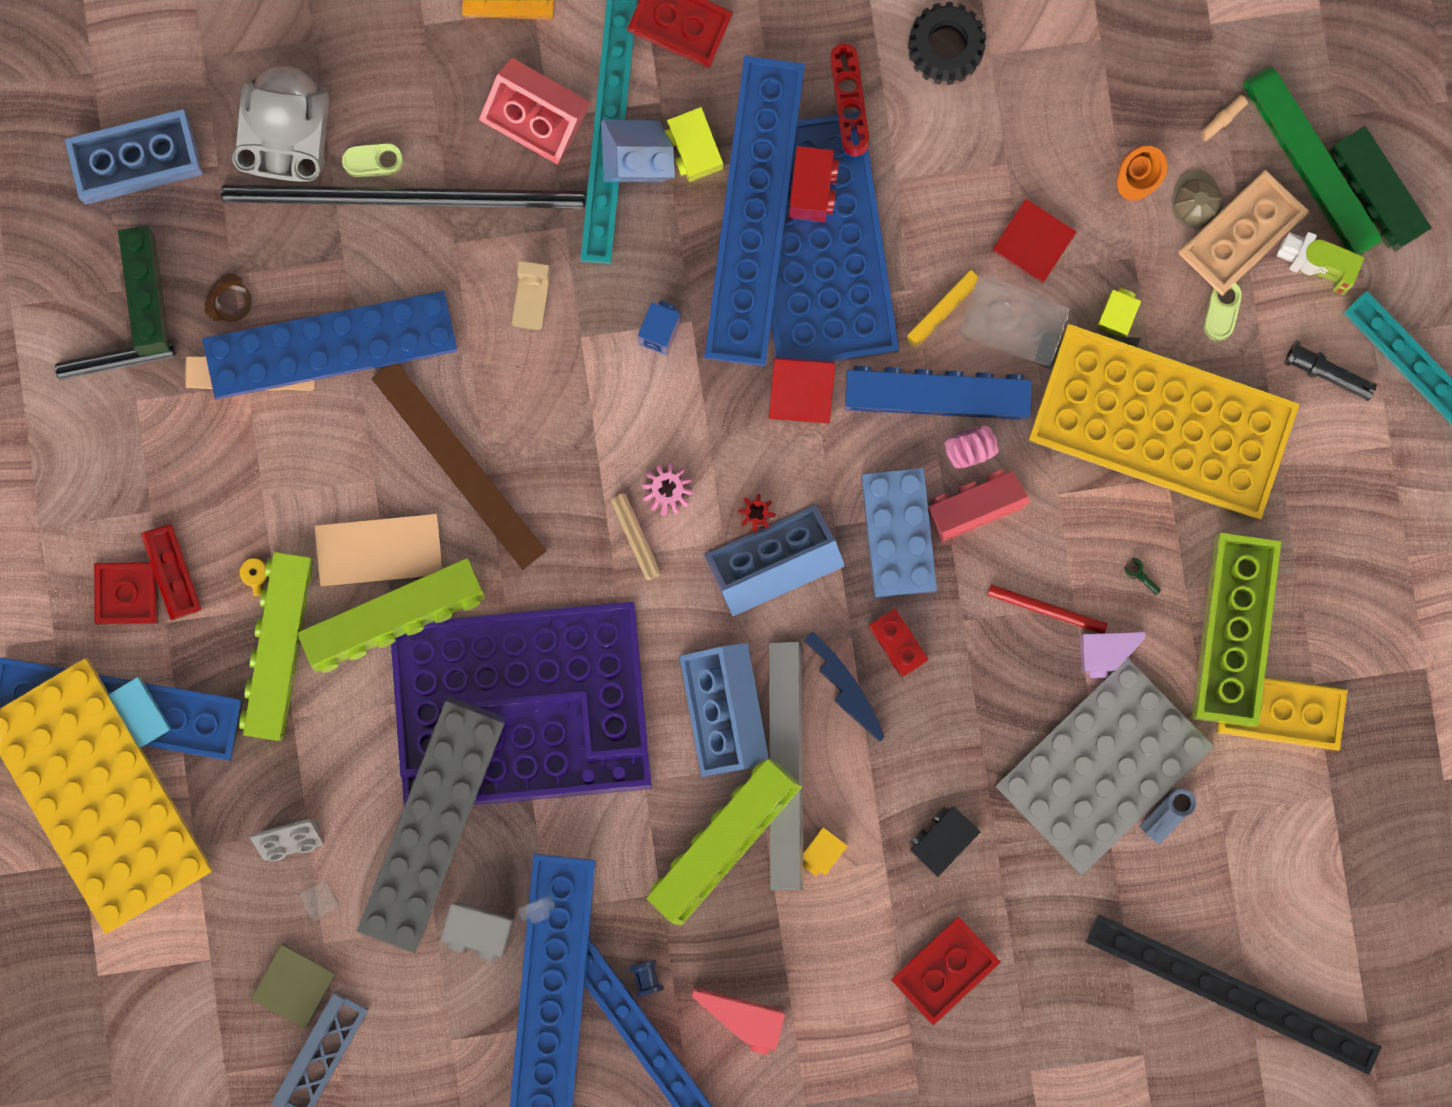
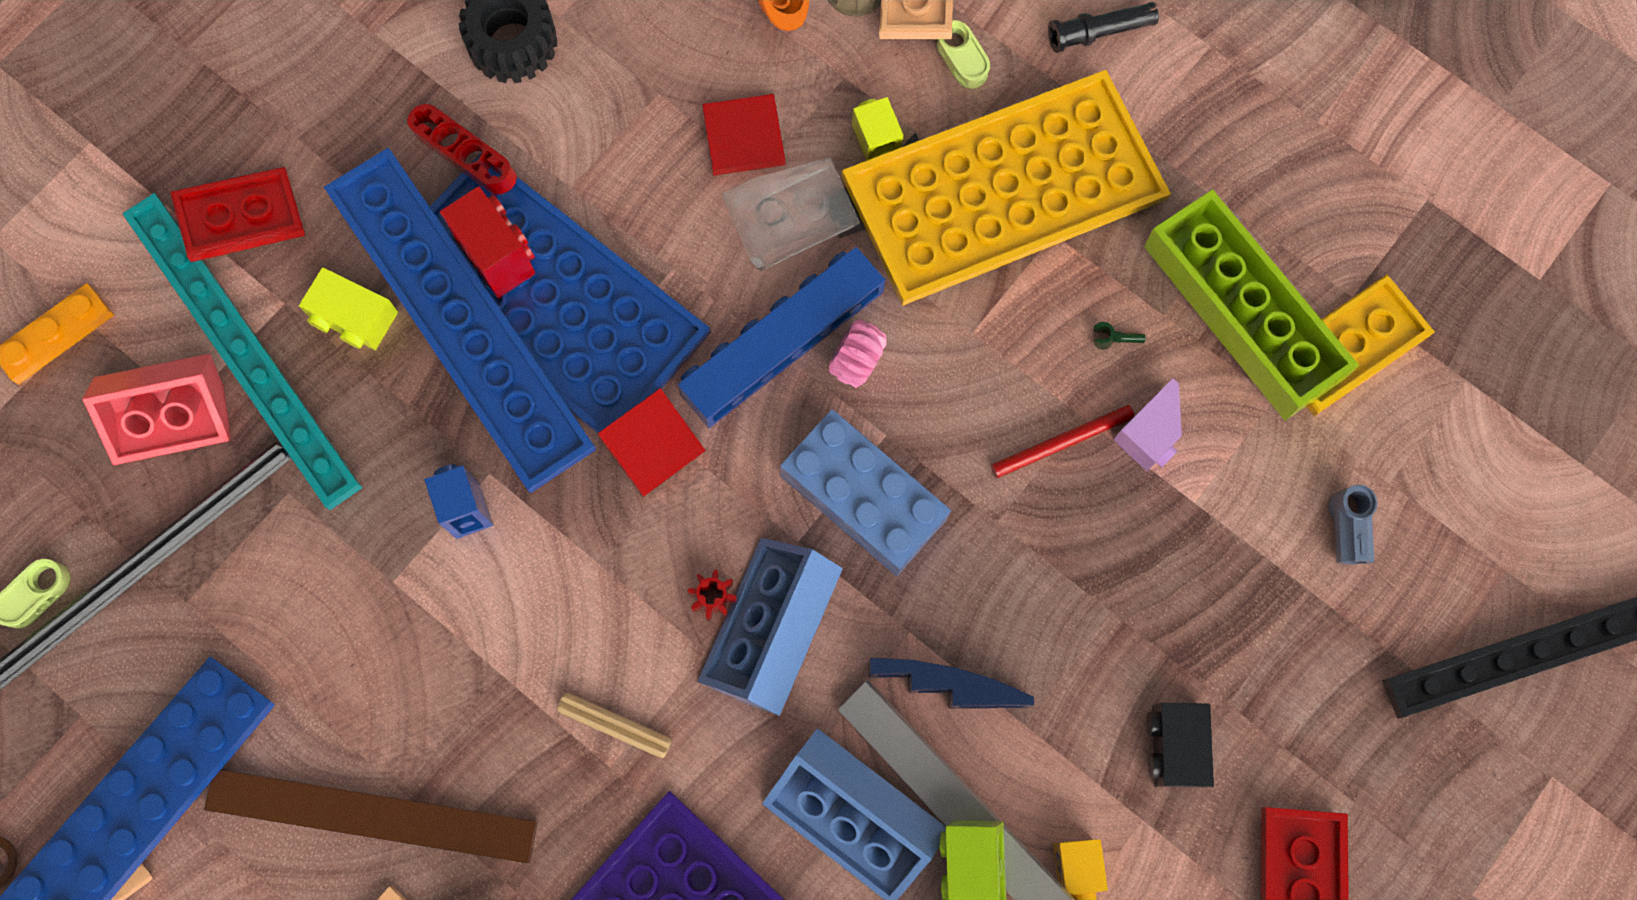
camera: 45 degrees left, 10 degrees down
(531, 295) = (303, 581): tan bracket -> none
(636, 151) = (295, 362): medium blue slope -> none
(677, 492) = (592, 657): bright pink gear -> none
(898, 643) = (960, 595): red brick -> none
(942, 309) = (716, 258): yellow tile -> none
(977, 505) = (913, 400): coral slope -> none
(1104, 766) = (1252, 540): light grey plate -> none

